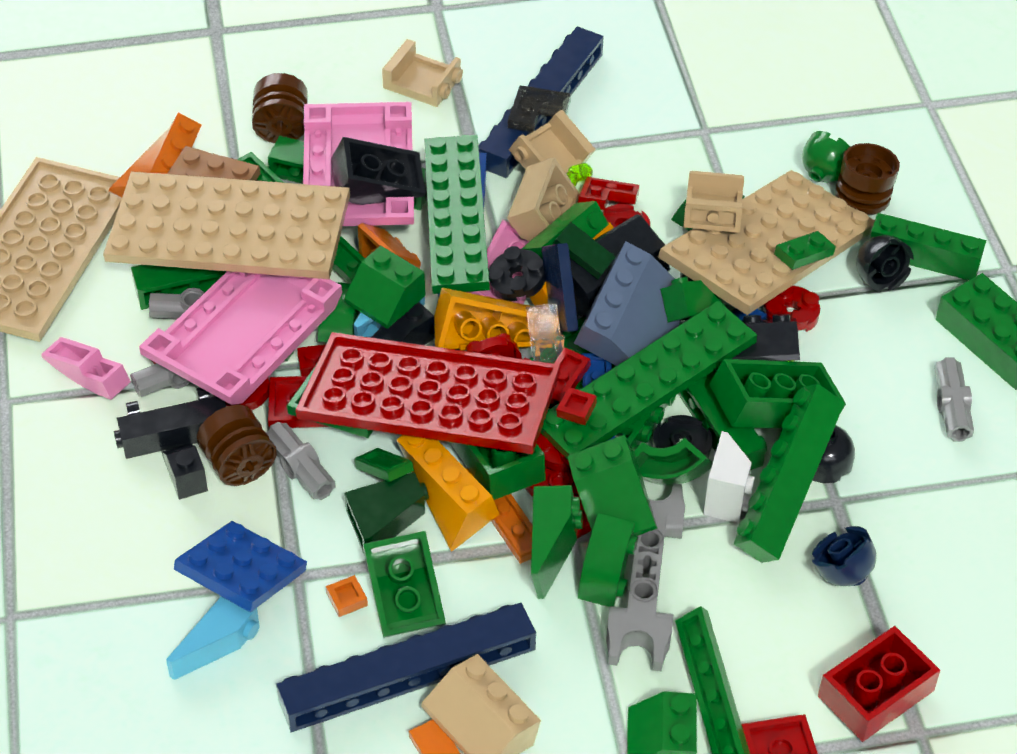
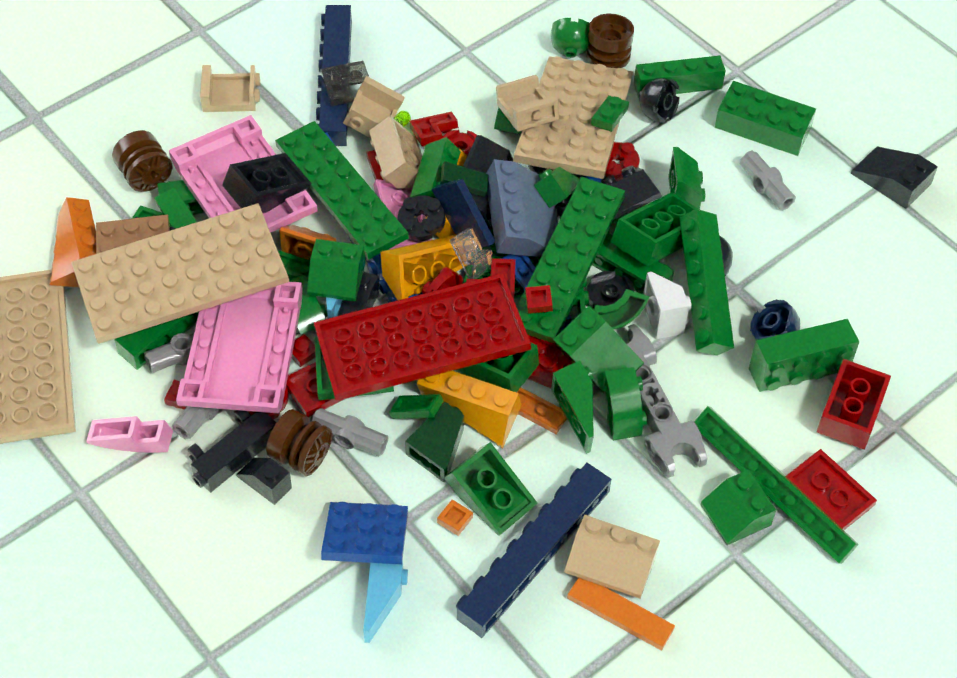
camera: 30 degrees left, 5 degrees up
(277, 163) = (173, 205): none -> green tile
(851, 357) = (685, 178): none -> green slope
(852, 600) = (802, 355): none -> green brick

